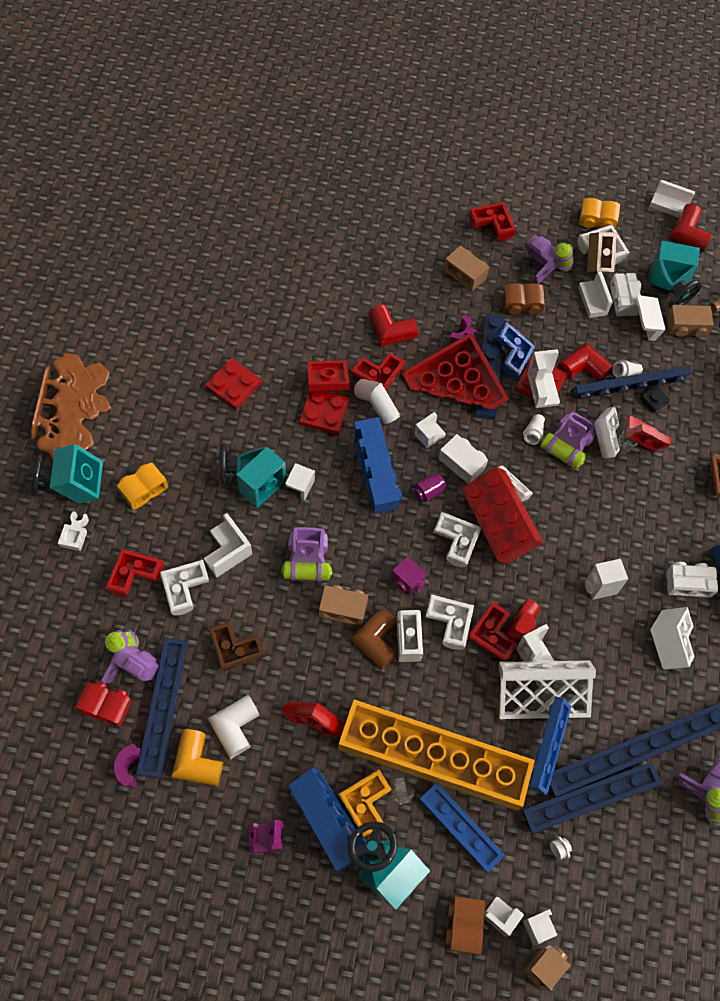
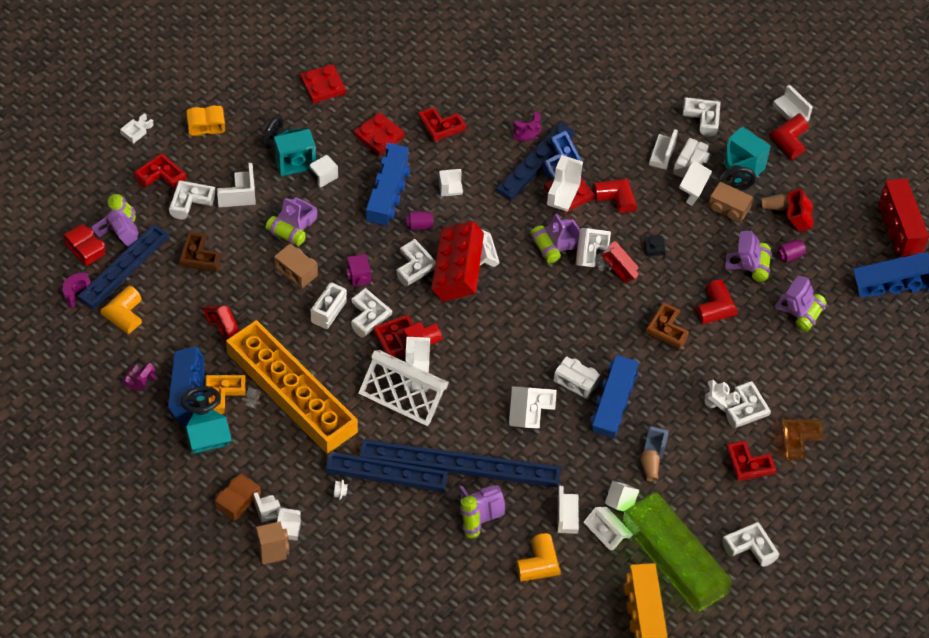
camera: 30 degrees right, 10 degrees down
(73, 474) = (159, 87): teal piece -> none
(74, 402) = (194, 42): dark orange plant -> none
(228, 723) = (162, 298): white brick -> none
(327, 375) = (397, 108): red plate -> none
(370, 638) = (302, 296): dark orange brick -> none
(378, 397) = (422, 141): white brick -> none
(390, 332) = (474, 101): red brick -> none
(458, 373) = (502, 152): red slope -> none
(462, 827) = (278, 441): blue plate -> none
(463, 459) = (460, 209): white brick -> none
(466, 268) = (570, 81): medium nougat brick -> none
(494, 215) = (625, 53): red brick -> none
(523, 298) = (600, 124): dark orange brick -> none
(534, 431) = (535, 219): white cone -> none
(549, 256) = (646, 102): medium lavender piece -> none
(550, 746) = (378, 419): blue plate -> none
(598, 213) = (718, 89): light orange brick -> none
(601, 252) = (689, 116): medium nougat brick -> none
(606, 579) = (505, 340): white brick -> none
(623, 384) = (647, 224): dark blue plate -> none
(625, 368) = (645, 212): white cone -> none

